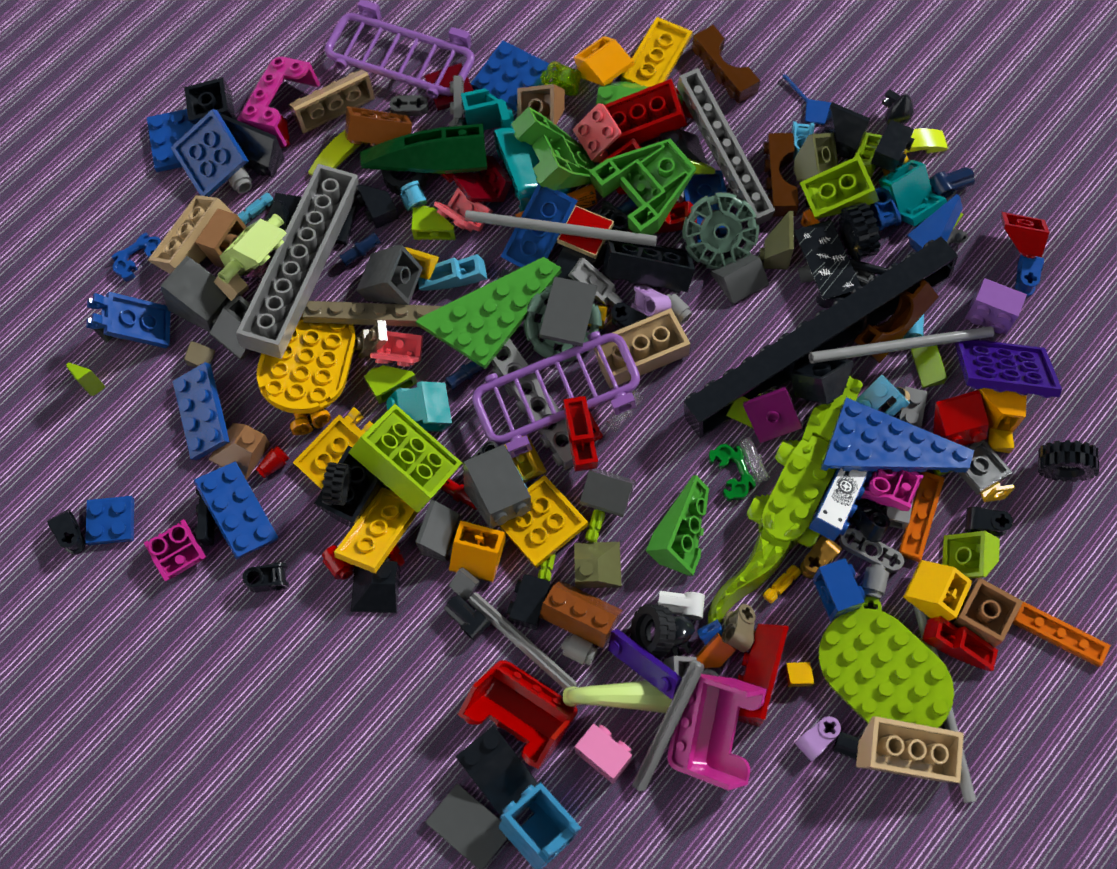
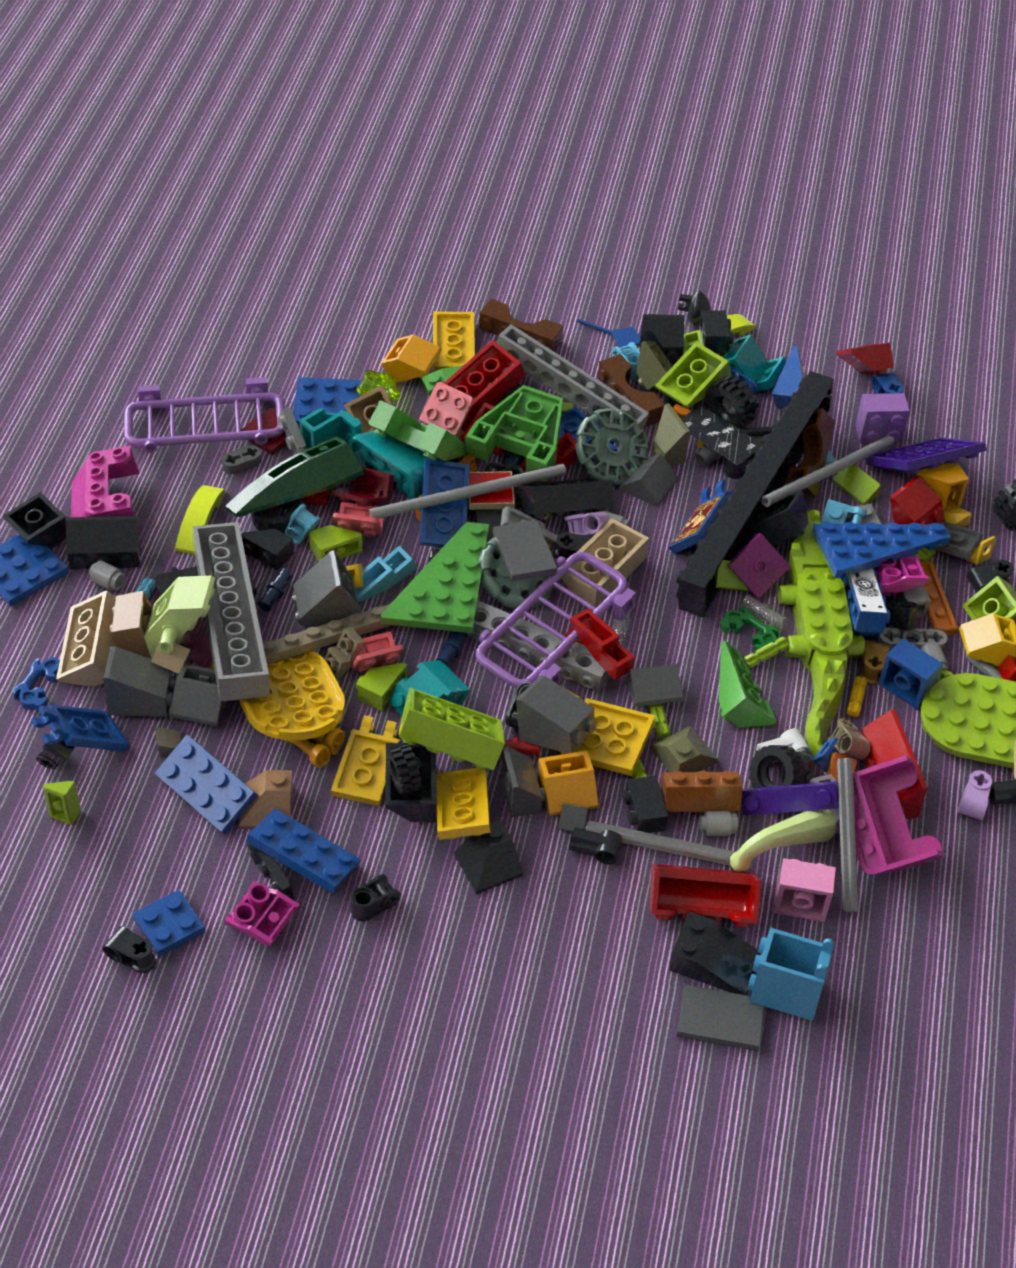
camera: 35 degrees left, 20 degrees down
(209, 153) = (70, 559): blue plate -> none
(274, 460) = (310, 797): red cone -> none
(332, 100) = (165, 477): tan slope -> none
(337, 567) = (437, 854): red brick -> none
(374, 126) = (223, 481): dark orange slope -> none
(728, 502) = (766, 652): none -> lime axle
(755, 340) = (701, 517): none -> tile
(799, 674) = (927, 758): yellow slope -> none
(947, 184) = (779, 345): dark blue piece -> none

